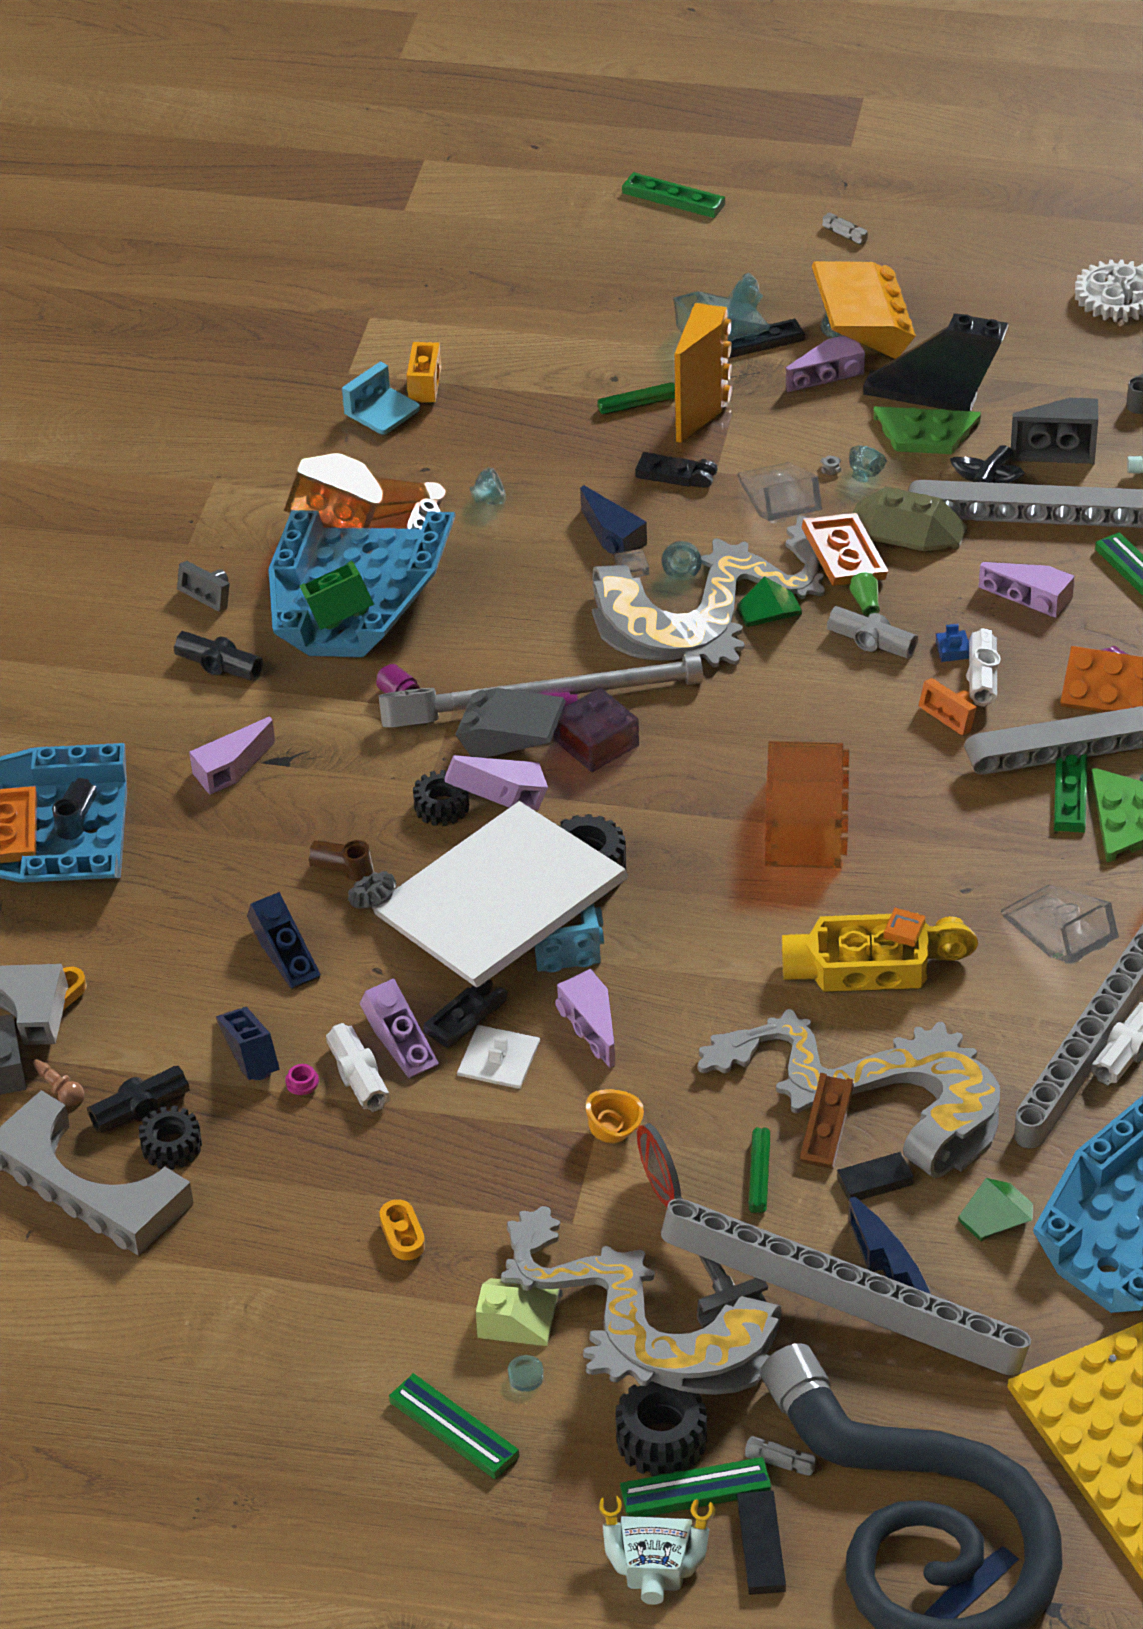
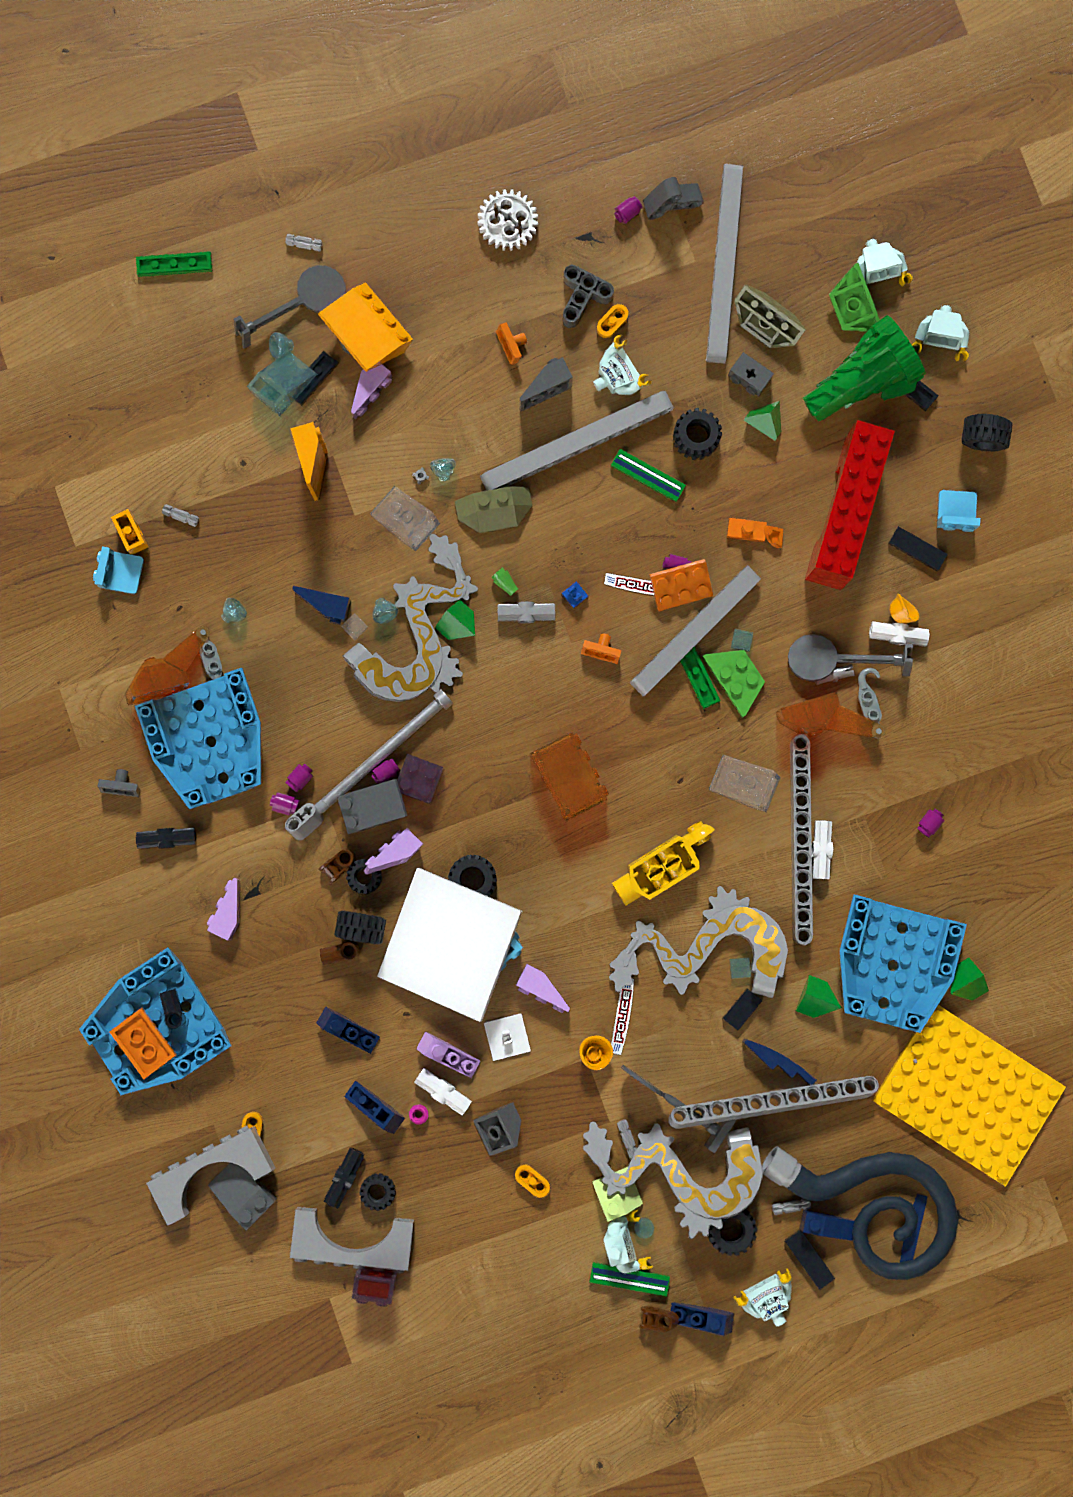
camera: 40 degrees left, 40 degrees up
(68, 1091) = (302, 1190): nougat bar -> none
(72, 1229) = (374, 1286): none -> piece
(337, 596) = (215, 772): green hinge -> none
(372, 890) = (377, 970): dark grey gear -> none
(392, 827) = (360, 927): none -> black tyre
(404, 1138) = (499, 1128): none -> dark grey slope
(414, 766) = (337, 866): none -> reddish brown piece
(439, 667) = (299, 777): none -> magenta brick
(458, 1490) = (655, 1319): none -> reddish brown piece
(464, 1013) = (472, 1032): black hinge -> none
(471, 1362) = (620, 1246): none -> light aqua torso
(498, 389) = (180, 515): none -> light grey axle
(533, 1529) = (704, 1318): none -> dark blue slope
(586, 1239) = (627, 1137): none -> light grey axle
(636, 398) = (270, 478): green axle -> none
(675, 470) = (330, 531): black hinge -> none
(680, 1489) = (762, 1247): green tile -> none
(692, 1103) = (622, 1018): none -> sticker
(711, 259) = (316, 290): none -> dark grey piece
(759, 1170) = (683, 1038): green axle -> none
(817, 1499) = (826, 1225): none -> dark blue slope
(826, 1121) = (703, 993): dark orange hinge -> none
(843, 547) = (473, 552): plate -> none
(900, 1126) = (740, 968): none -> clear light blue tile
(904, 927) = (679, 852): orange tile -> none
(926, 429) = (459, 412): bright green wing -> none
(943, 368) = (450, 372): black piece -> none
(983, 667) = (609, 620): white piece -> none
(992, 470) = (517, 433): black plant -> none
(1030, 585) = (599, 523): lavender slope -> none
(1036, 665) = (628, 583): none -> sticker
(1040, 388) = (510, 343): none -> orange tile

